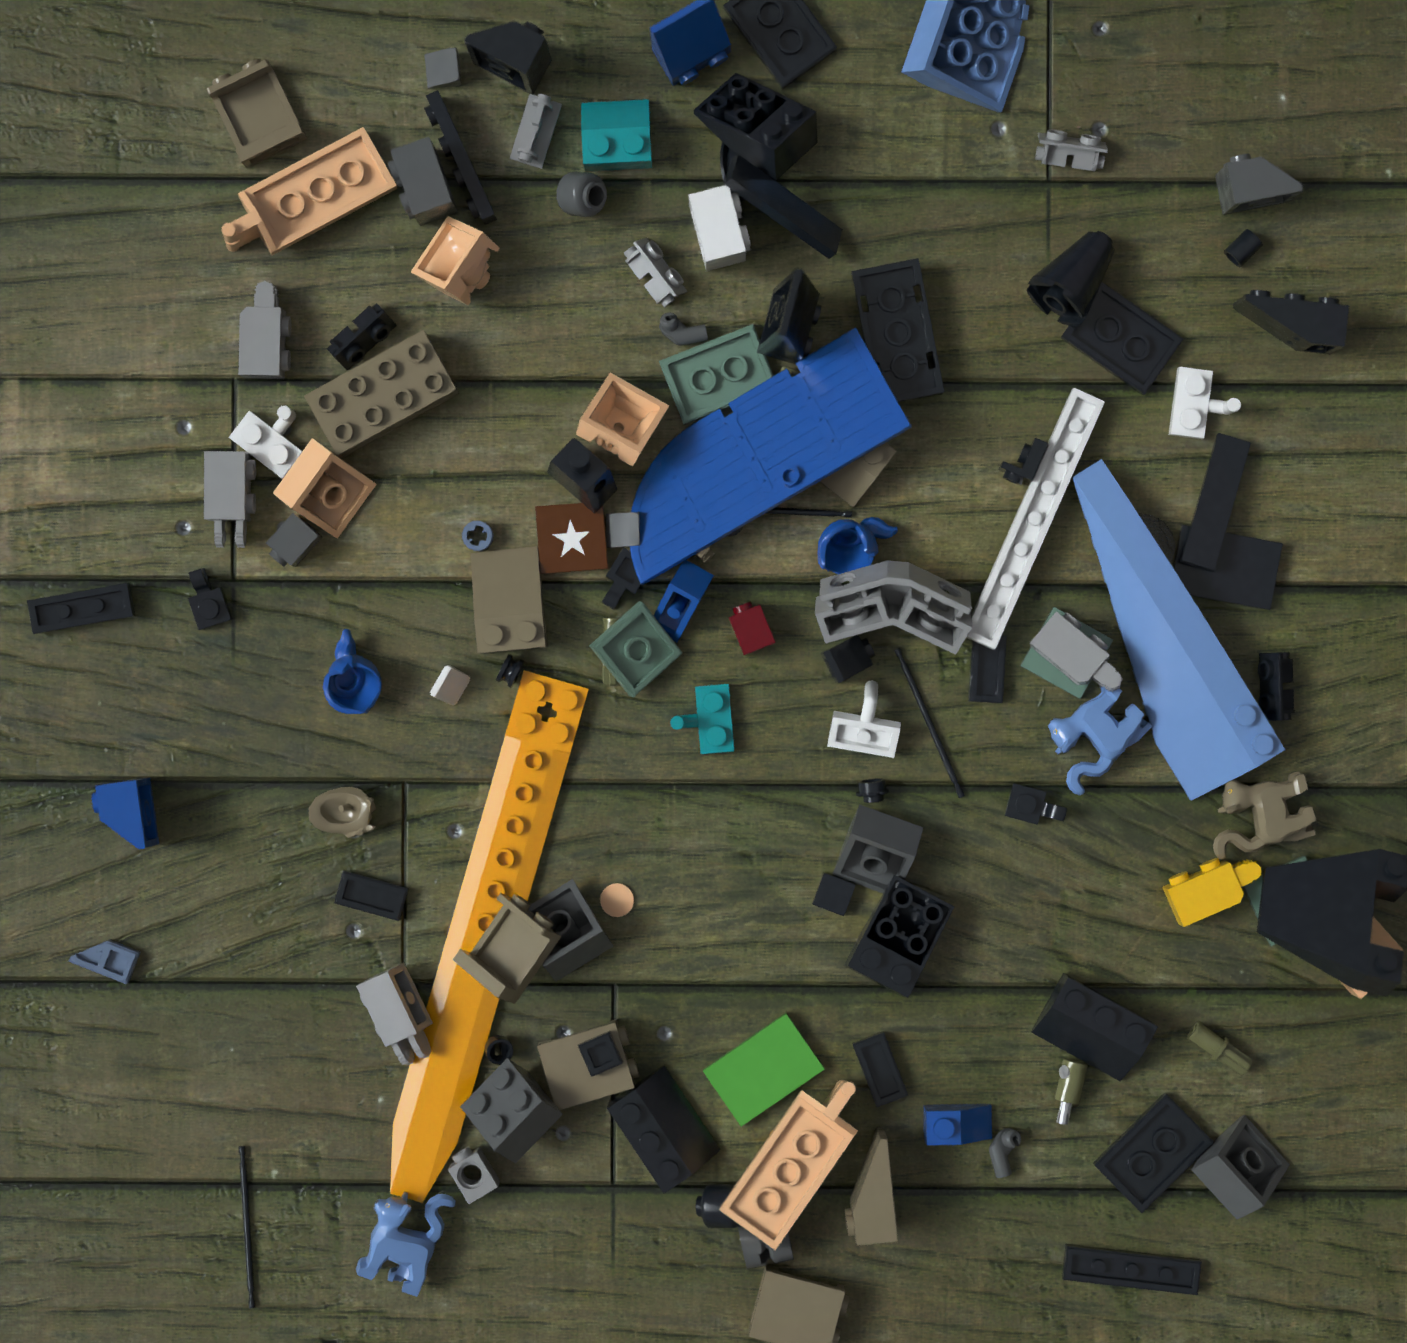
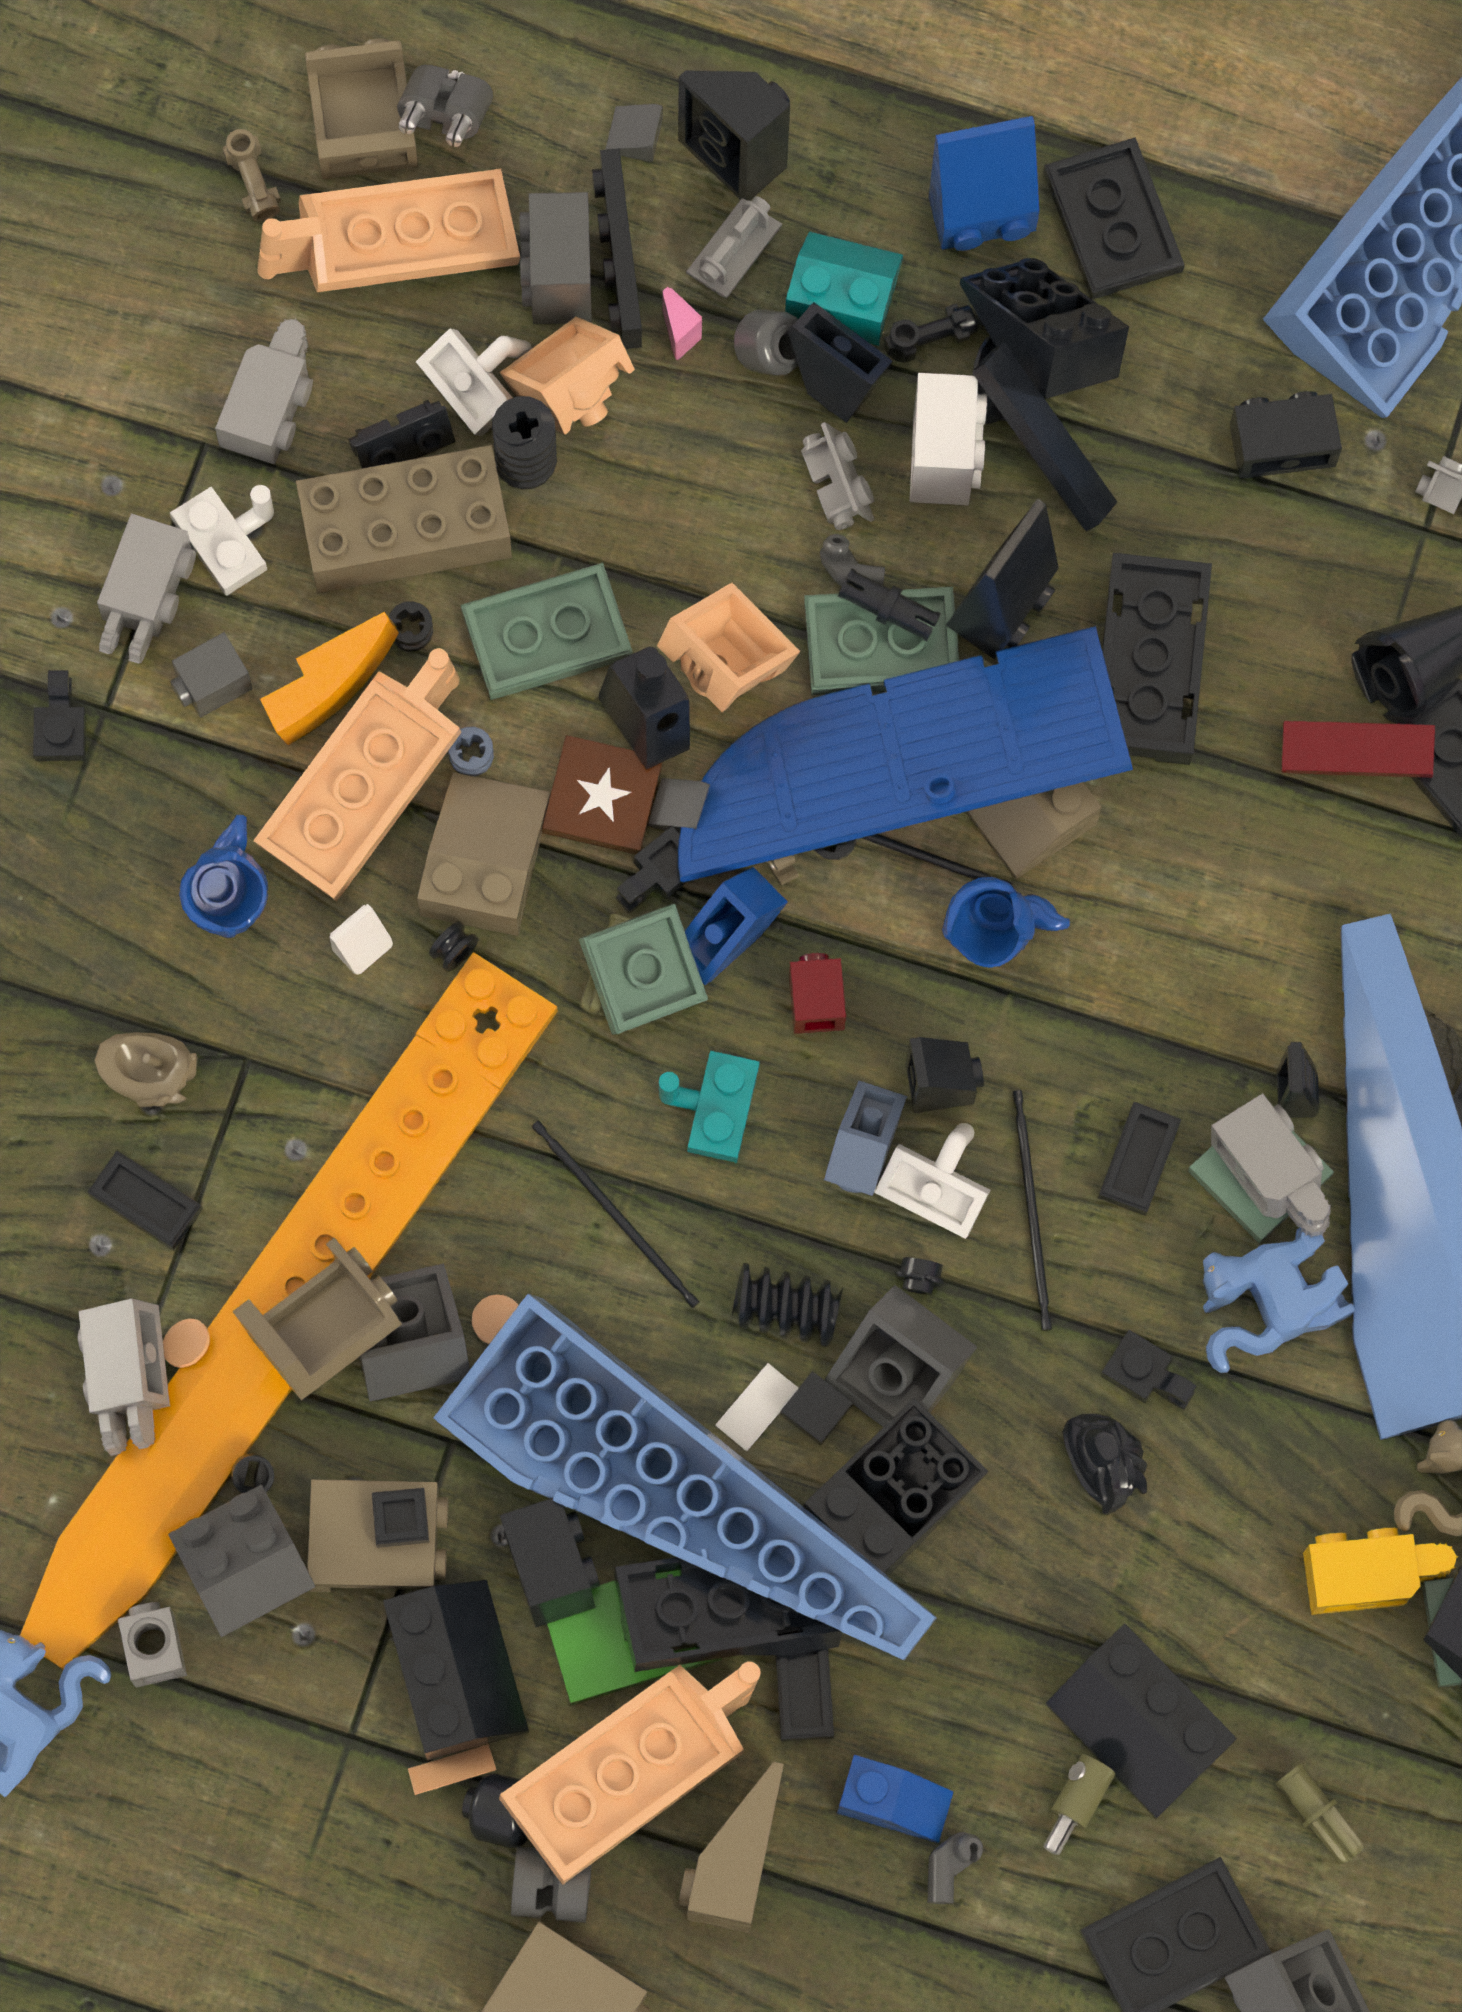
camera: 15 degrees right, 15 degrees down
(189, 169) = (242, 154): none -> dark tan bar
(310, 91) = (437, 97): none -> dark grey piece
(324, 488) = (276, 617): light nougat slope -> none
(370, 520) = (330, 678): none -> light orange slope
(391, 282) = (468, 378): none -> white plate
(411, 474) = (413, 611): none -> black bush
(415, 580) = (364, 777): none -> light nougat hinge
(428, 978) = (186, 1343): none -> light nougat piece
(430, 319) = (524, 442): none -> black piece
(499, 438) = (546, 631): none -> sand green tile
(518, 197) = (682, 322): none -> bright pink slope
(629, 196) = (835, 362): none -> black slope
(669, 159) = (907, 336): none -> black bar
(669, 809) = (616, 1215): none -> black piece
(682, 1191) = (451, 1769): none -> light nougat sticker
(700, 1047) = (549, 1562): none -> black brick
(716, 353) = (889, 605): none -> black pin
(716, 964) = (607, 1443): none -> medium blue wedge
(795, 837) = (786, 1305): none -> black piece
(796, 903) = (757, 1407): none -> white sticker
(811, 712) = (865, 1138): none -> sand blue slope
(819, 1041) = (706, 1614): none -> black piece
(895, 596) = (1033, 1012): light grey brick -> none
(939, 148) = (1285, 435): none -> black brick
(1022, 869) = (1105, 1459): none -> black hat
(1030, 458) = (1288, 885): black bracket -> none
(1034, 518) = (1267, 967): white plate -> none
(1049, 352) = (1358, 749): none -> dark red tile
(1074, 592) = (1298, 1083): none -> black slope

